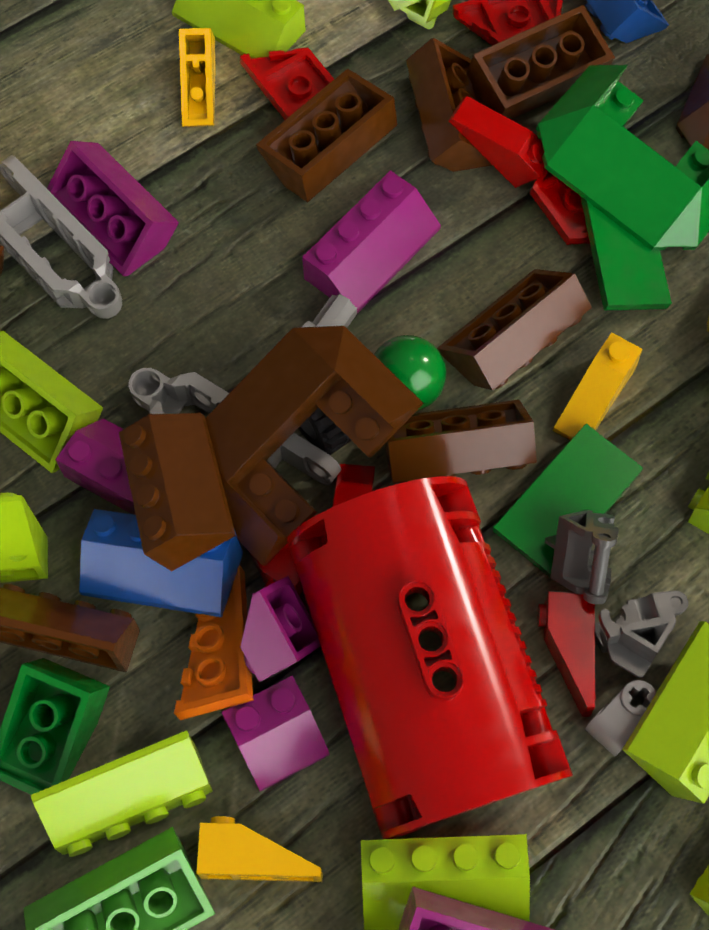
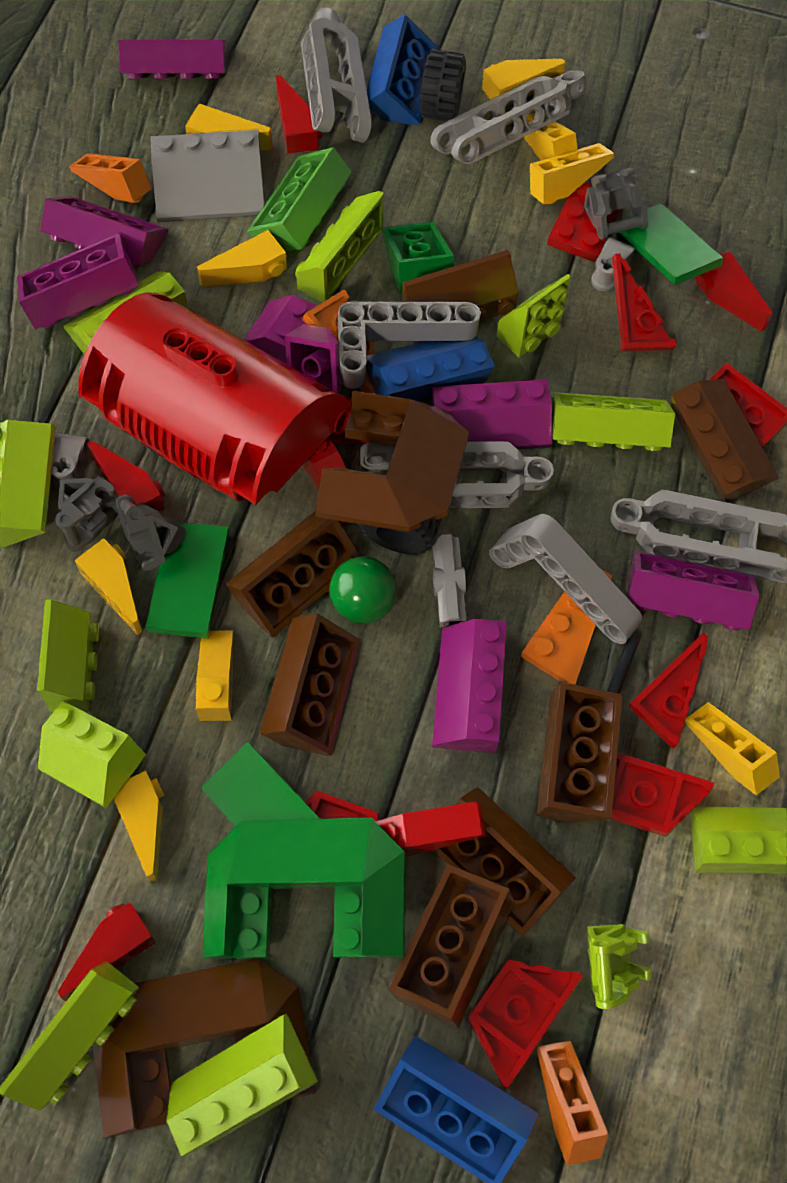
camera: 140 degrees right, 0 degrees up
(164, 610) = (398, 322): none -> light grey beam
(175, 487) = (443, 380): reddish brown slope -> none
(206, 144) = (667, 699): none -> red wing
(215, 277) = (572, 570): none -> light grey beam
(234, 186) = (622, 666): none -> black bar
(240, 247) = (561, 641): none -> orange wing
(651, 551) = (107, 573): none -> yellow slope

